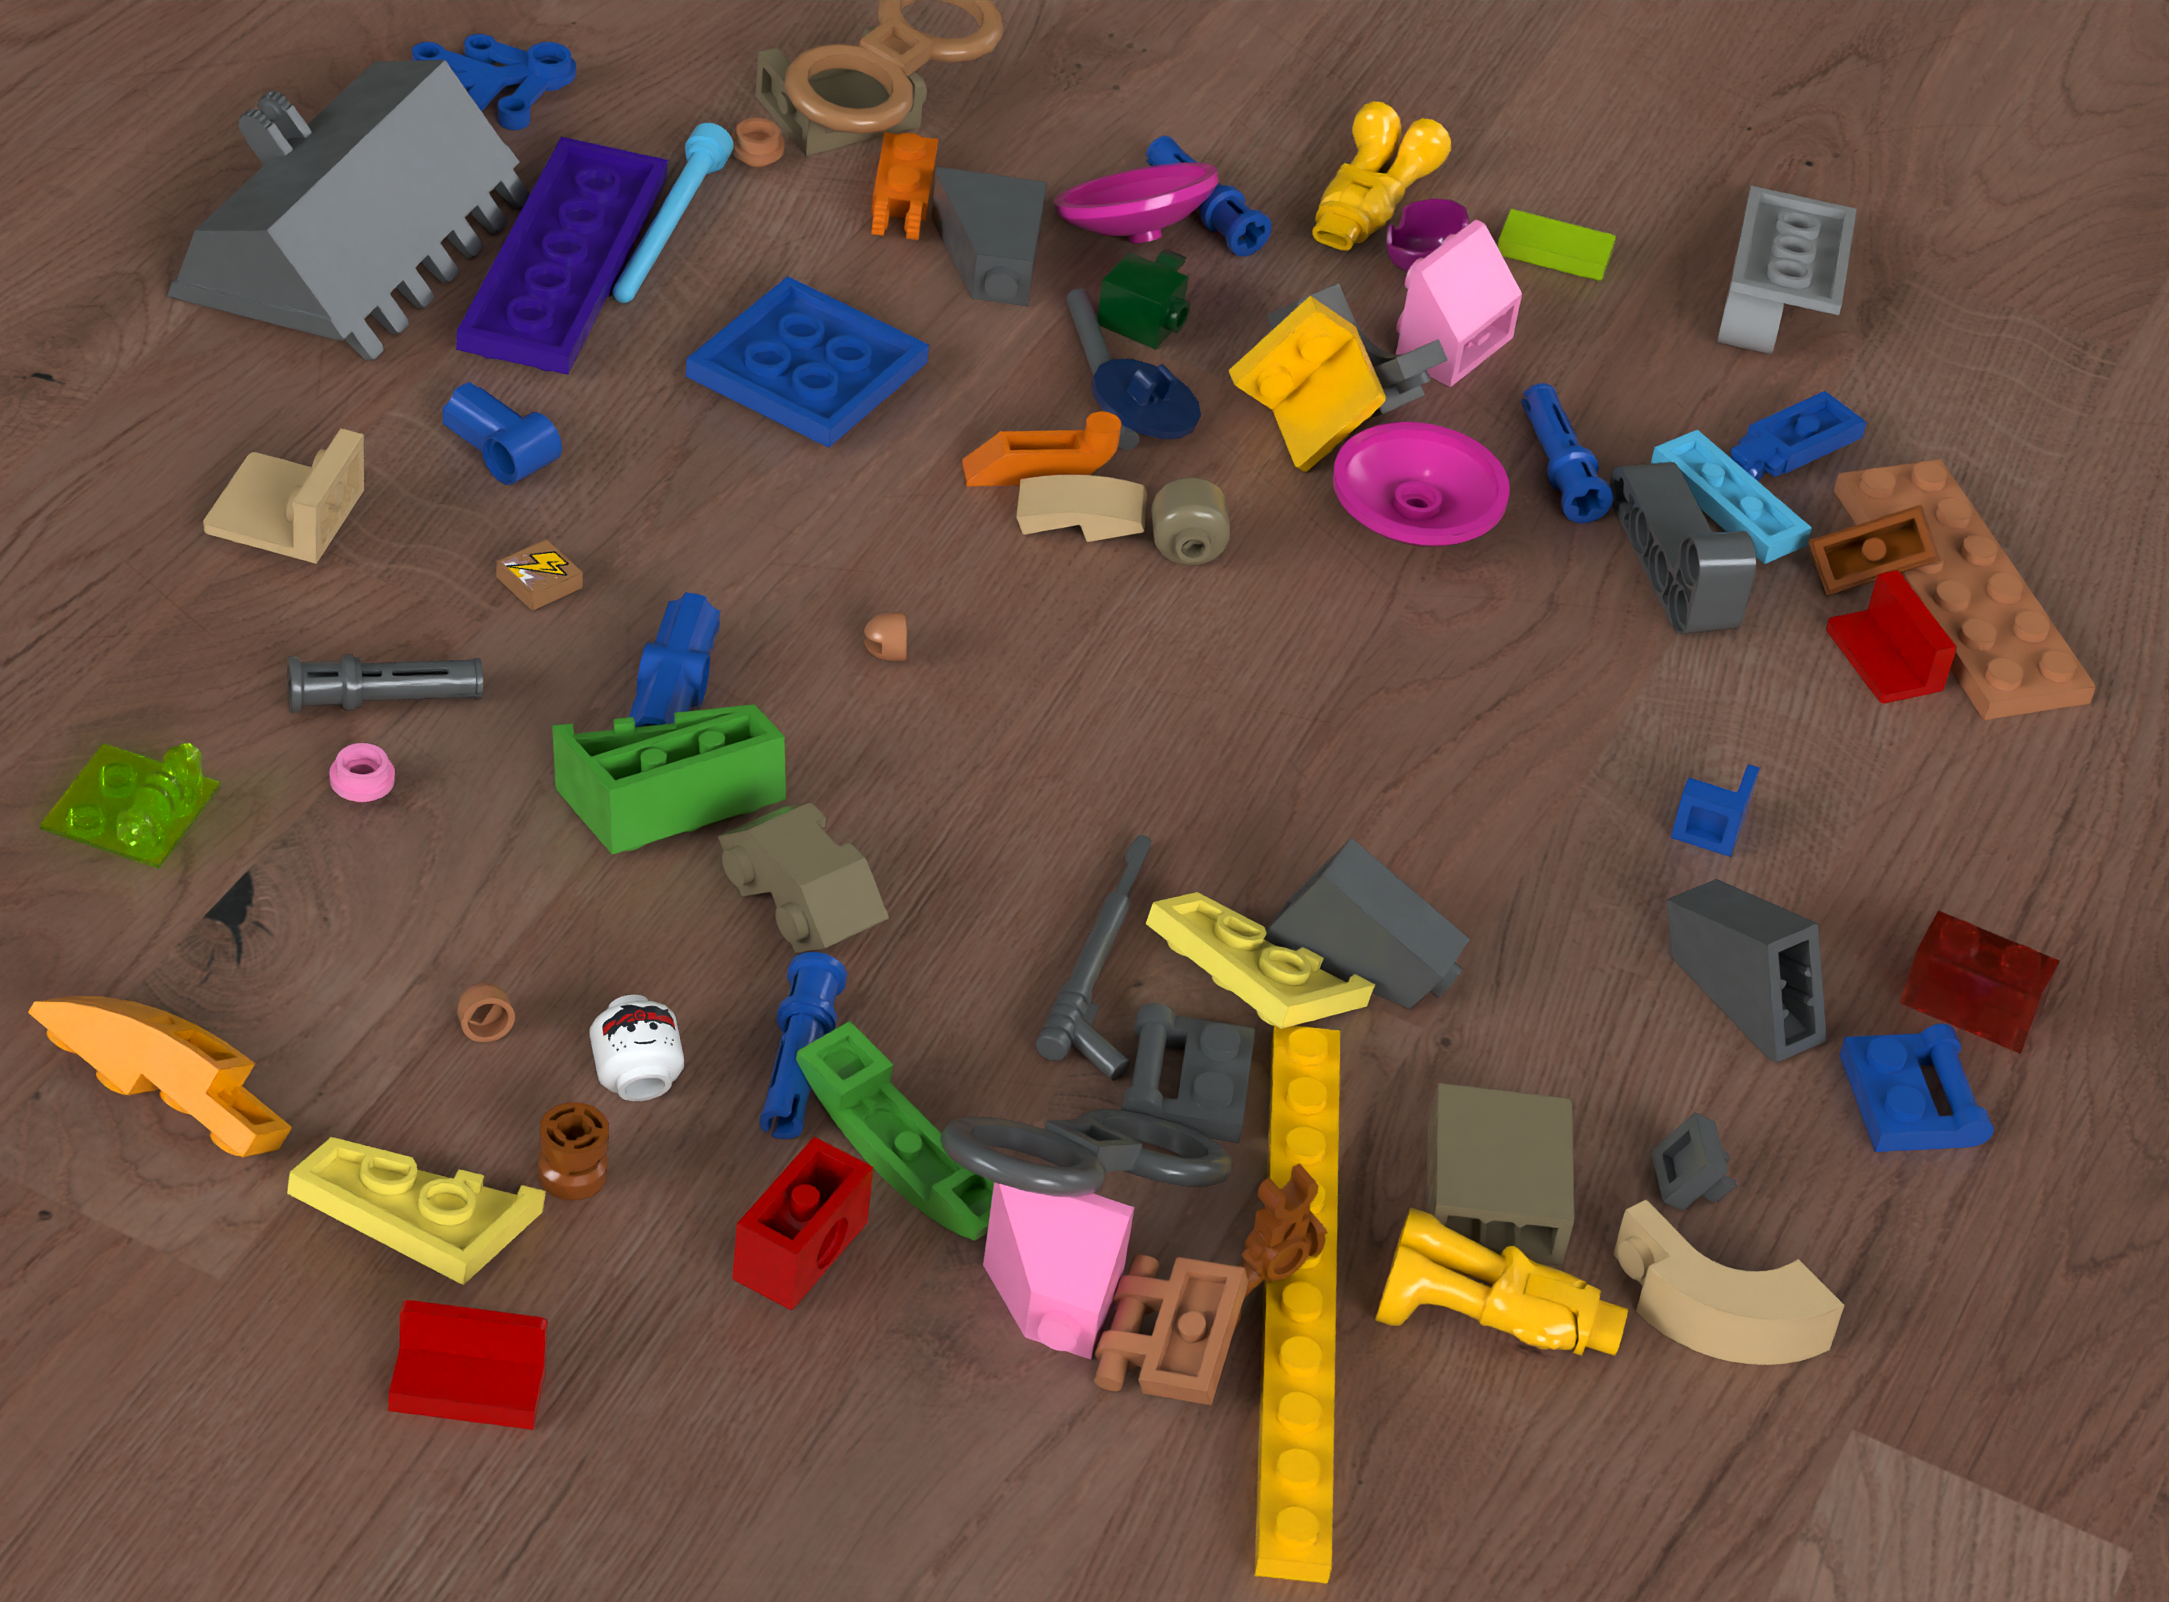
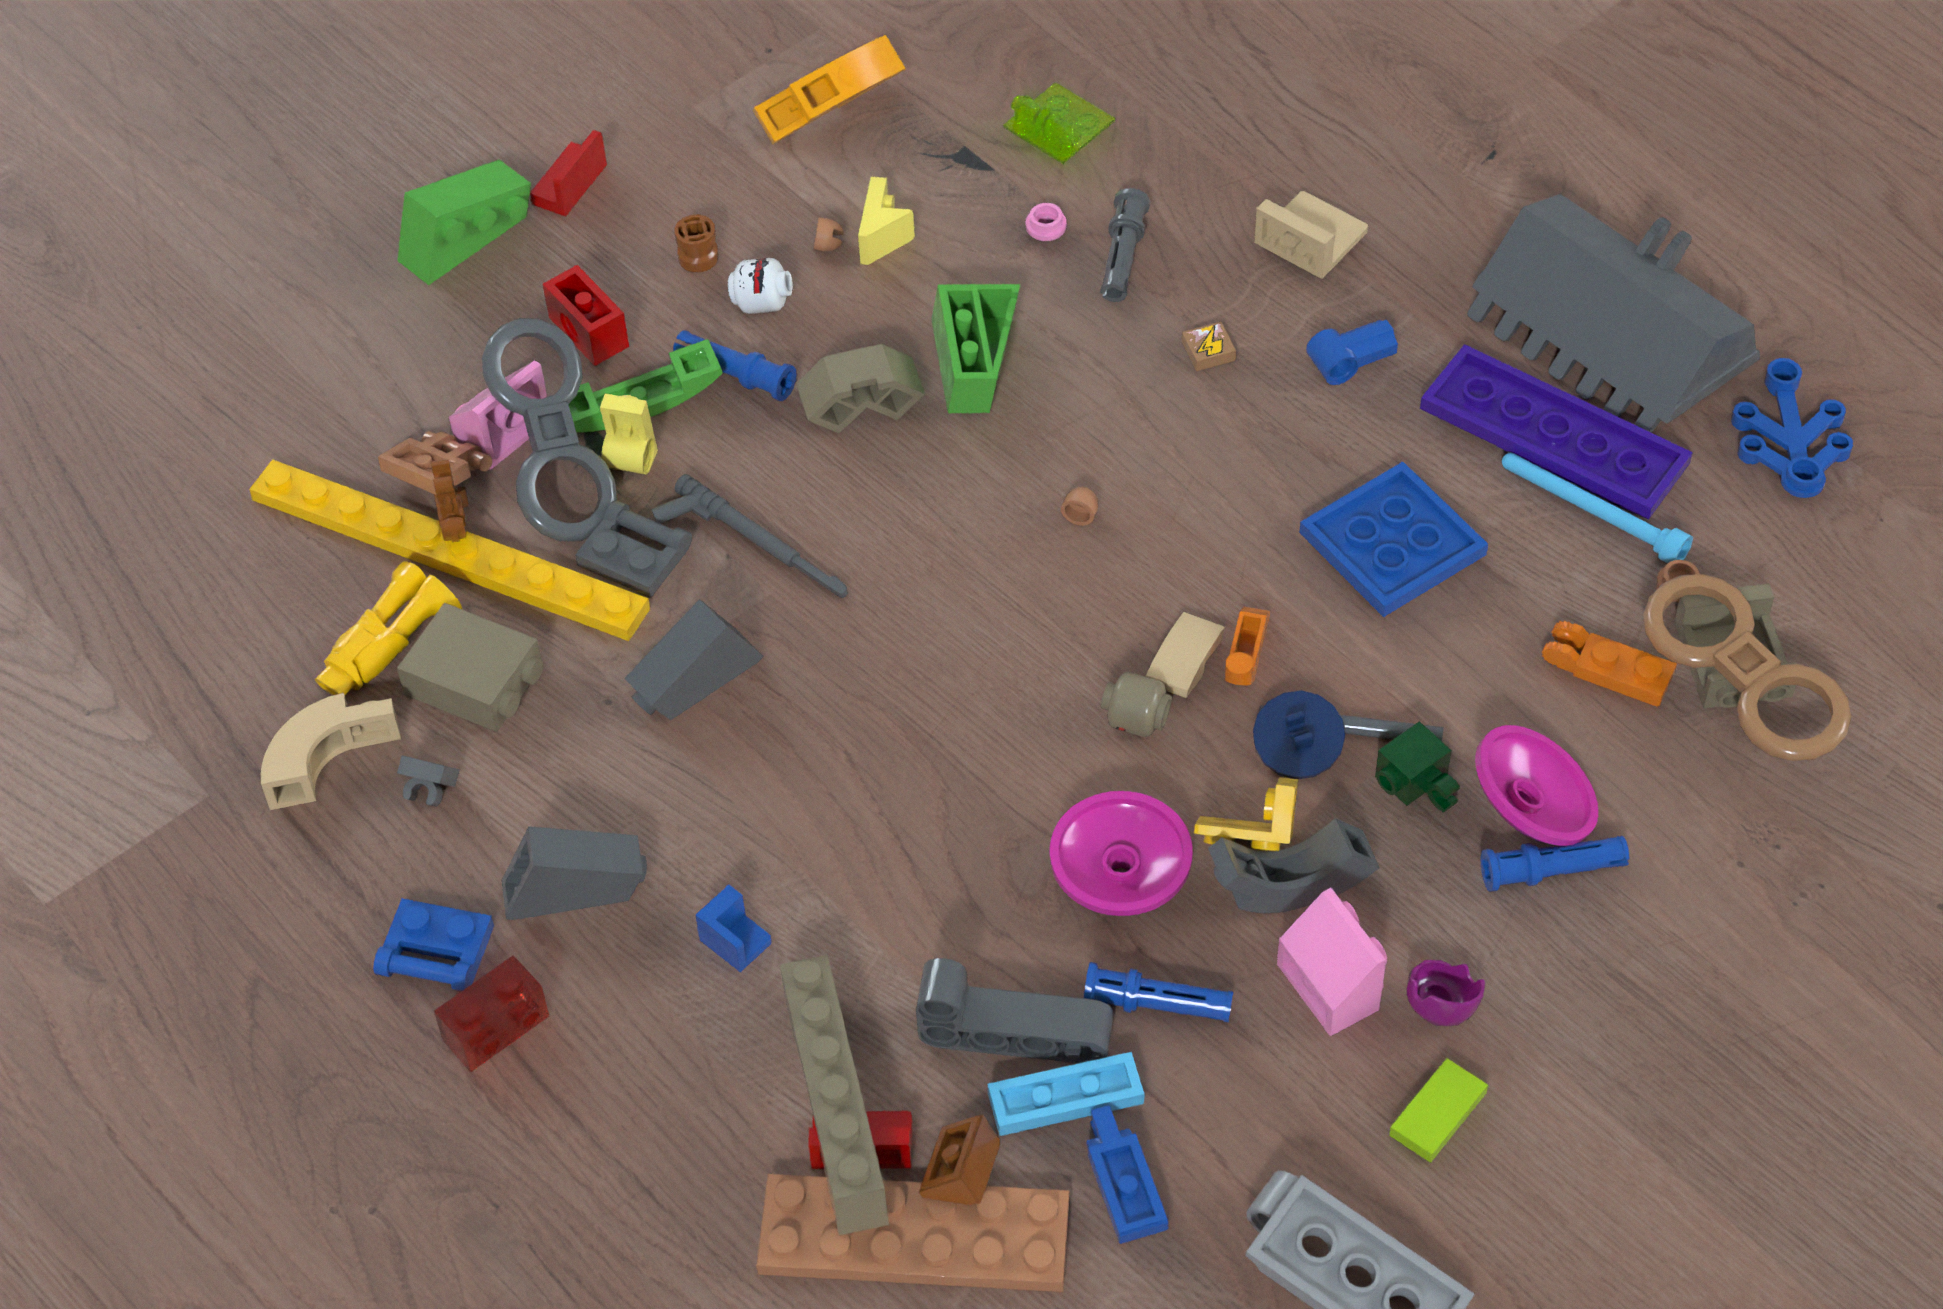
camera: 120 degrees right, 10 degrees up
(424, 1215) = (691, 175): light yellow wing -> none
(453, 949) = (882, 225): none -> light yellow slope
(647, 1457) = (459, 217): none -> bright green wedge
(677, 665) = (1078, 381): blue piece -> none
(990, 230) = (1518, 688): dark grey slope -> none
(1021, 1083) = (629, 434): none -> light yellow plate
(1272, 979) = (727, 587): light yellow wing -> none
(1361, 198) = (1524, 972): yellow piece -> none
(1795, 683) = (834, 1096): none -> dark tan arch

